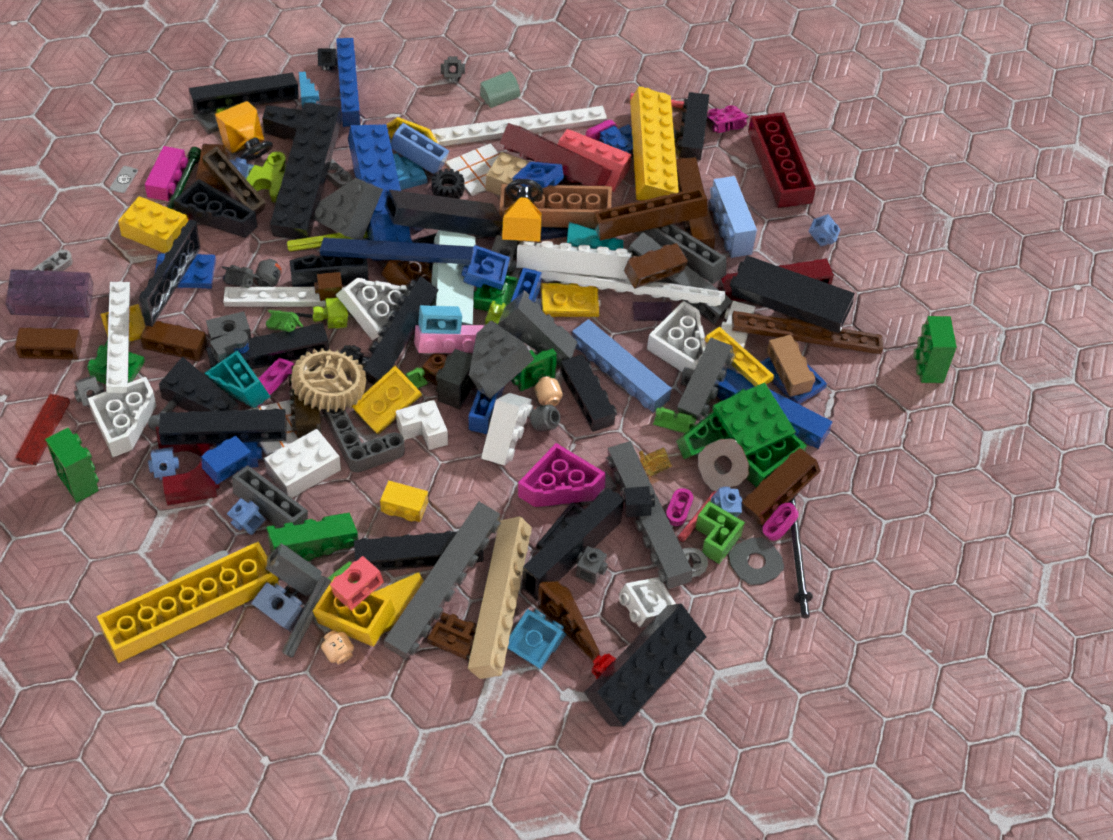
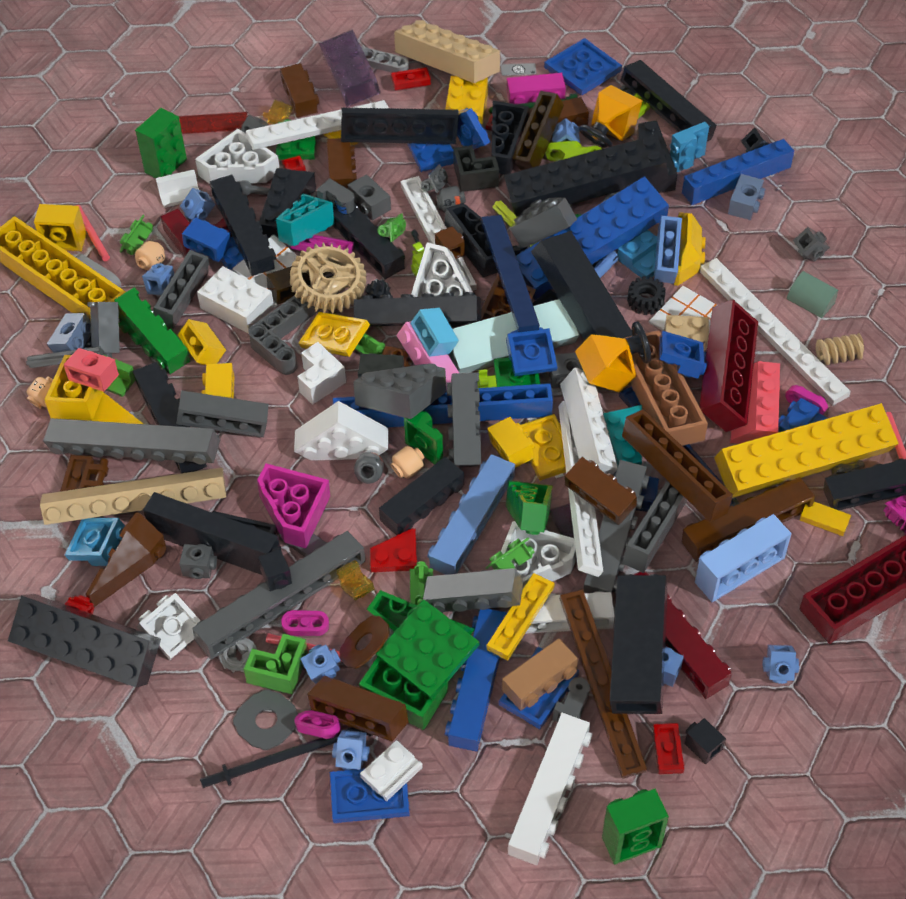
camera: 75 degrees right, 0 degrees up
(71, 368) = (278, 112): none -> clear yellow bracket
(85, 212) = (447, 51): none -> tan brick
(89, 256) = (410, 78): none -> red plate
(125, 477) = (176, 187): none -> white panel
(129, 579) = (61, 225): none -> yellow brick
(140, 565) = (94, 237): none -> coral bar
(151, 374) = (294, 163): none -> red tile
(153, 131) = (583, 66): none -> blue plate
(163, 524) = (138, 229): none -> bright green hinge
(204, 520) = (149, 255): none -> light nougat head
(208, 226) = (470, 130): none -> blue plate
(243, 248) = (473, 172): none -> pearl dark grey brick
(345, 501) = (201, 342): none -> yellow brick
(377, 87) = (746, 197): none -> sand blue brick
(441, 504) = (222, 413): none -> dark grey brick
(563, 94) = (840, 347): none -> tan piece
(566, 314) = (511, 442): none -> yellow brick
(633, 427) = (395, 553): none -> red wing
(643, 316) = (529, 505): none -> green wedge
(685, 341) = (517, 551): none -> bright green hinge
(709, 163) = (826, 518): none -> yellow tile
(811, 504) = (351, 750): none -> medium blue brick
(816, 359) = (576, 699): none -> dark grey leg
(838, 484) = (391, 770): none -> white plate
(848, 507) = (357, 801): none -> blue plate
(867, 318) = (668, 748): none -> red plate
(869, 295) = (704, 740): none -> black brick
(879, 395) = (549, 788): none -> white brick

